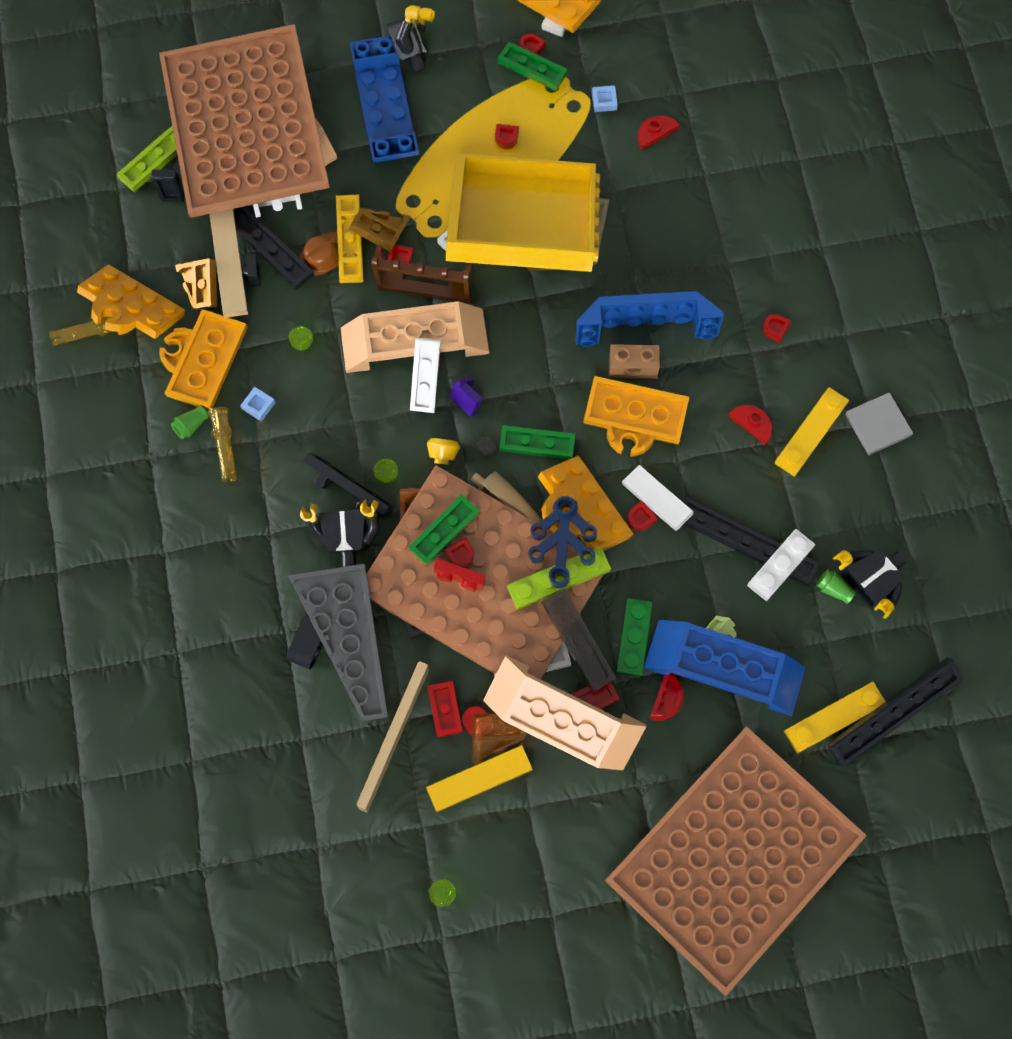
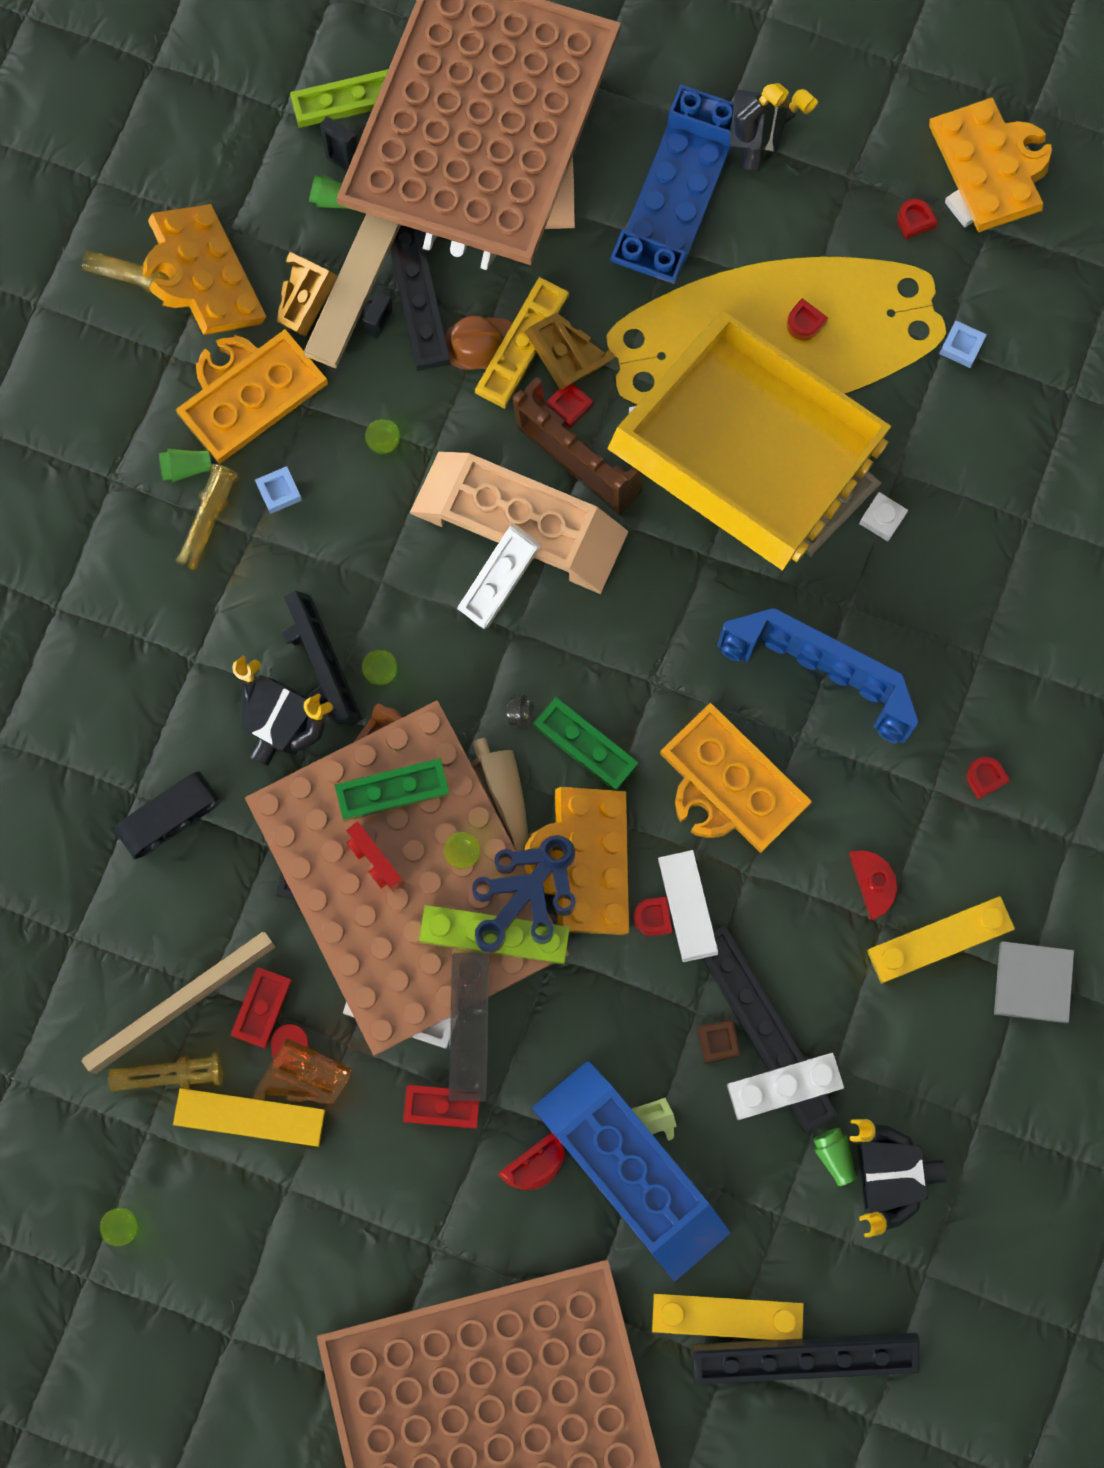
camera: 30 degrees right, 5 degrees up
(177, 218) = (325, 191): none -> bright green cone
(343, 619) = (204, 828): dark grey wing -> none
(426, 778) = (186, 1076): none -> clear yellow pin
(442, 450) = (462, 684): yellow cone -> none
(460, 553) = (394, 831): red tile -> none
(465, 396) = (534, 631): dark purple tile -> none
(508, 540) = (461, 850): none -> clear neon green plate
(532, 66) = (897, 247): green plate -> none
(562, 718) = (385, 1111): light nougat slope -> none
(622, 218) = (883, 516): none -> white plate
(634, 361) = (771, 714): medium nougat brick -> none
(634, 637) = (546, 1062): green plate -> none
(655, 129) = (1002, 423): red plate -> none
(725, 564) = (718, 1041): none -> reddish brown tile

